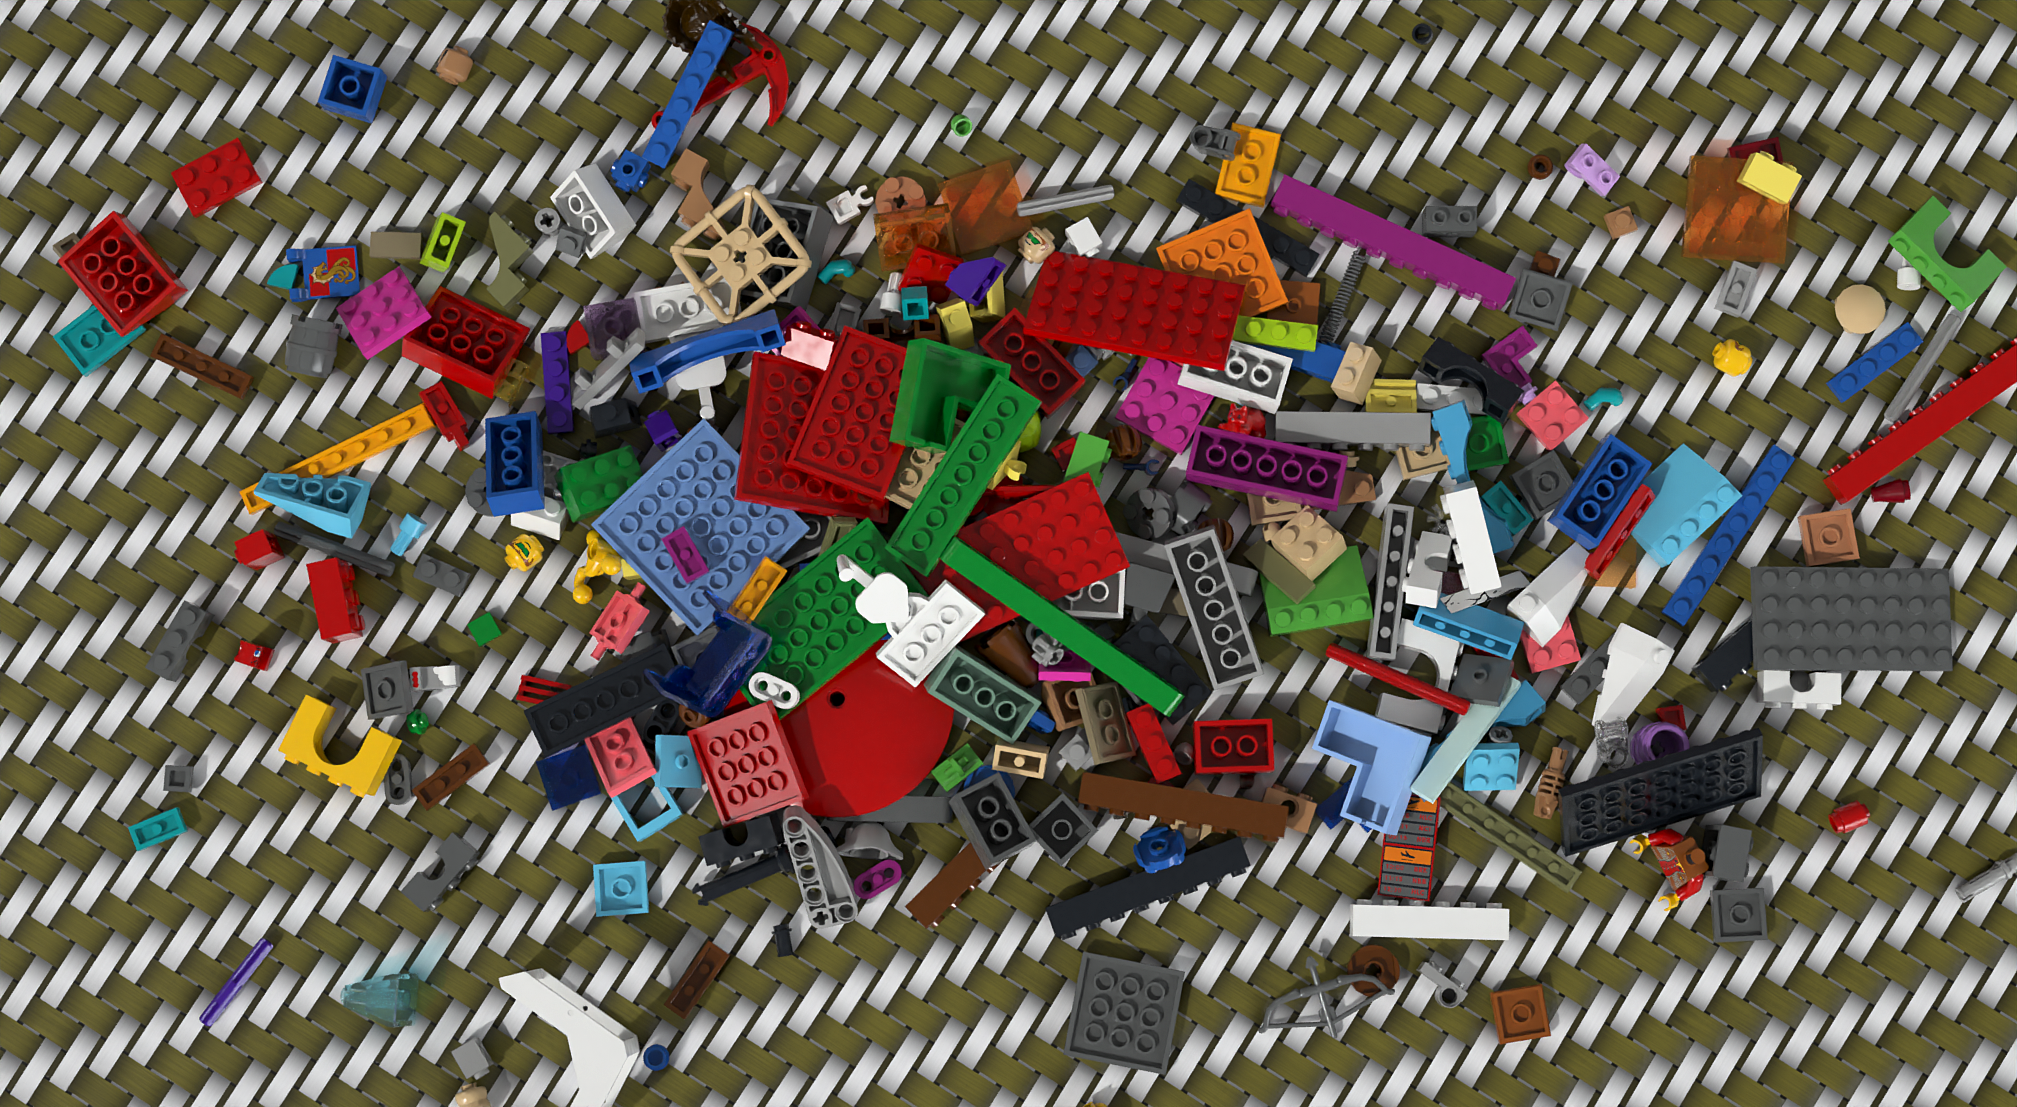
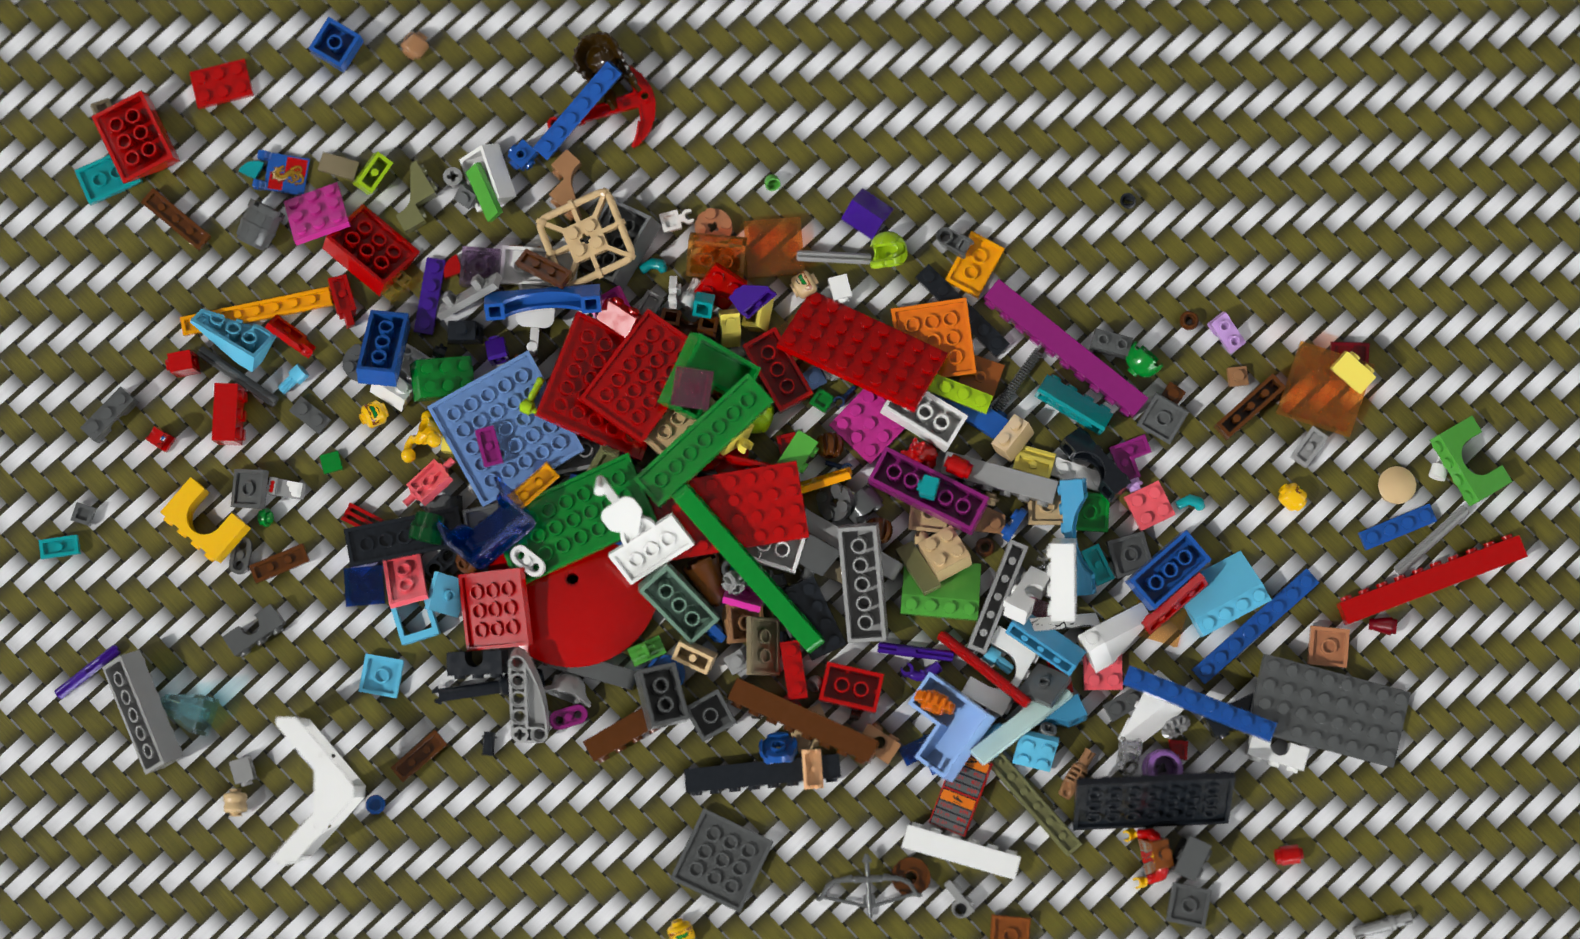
camera: 15 degrees right, 0 degrees up
(321, 1015) = (142, 711): none -> light grey brick
(390, 478) = (290, 335): none -> red hinge
(593, 230) = (484, 192): none -> bright green tile
(630, 682) = (425, 528): none -> dark green piece
(697, 308) = (544, 269): none -> reddish brown plate
(722, 489) = (527, 406): none -> lime piece
(872, 294) = (674, 290): none -> white plate
(930, 411) = (692, 388): none -> clear pink plate
(1092, 135) = (866, 213): none -> dark purple slope
(1097, 388) = (822, 400): none -> green tile
(1132, 487) = (826, 479): none -> light orange tile
(1134, 173) = (889, 250): none -> lime helmet
(1211, 865) = (812, 769): none -> light nougat hinge
(1267, 463) = (928, 487): none -> teal plate
(1297, 426) = (958, 466): none -> red brick
(1302, 679) = (914, 651): none -> dark purple axle
(1319, 707) = (920, 676): none -> dark purple piece
(1347, 738) = (934, 702): none -> orange gear
(1362, 516) = (989, 542): none -> reddish brown plate
(1383, 492) = (1017, 518): none -> blue plate
(1406, 661) = (993, 656): none -> medium azure piece
(1422, 310) = (1074, 405): none -> teal slope
(1495, 234) = (1142, 361): none -> green cylinder
(1647, 256) = (1249, 407): none -> reddish brown brick
(1662, 690) = (1175, 726): none -> light grey gear
(1688, 652) = (1199, 703): none -> blue plate

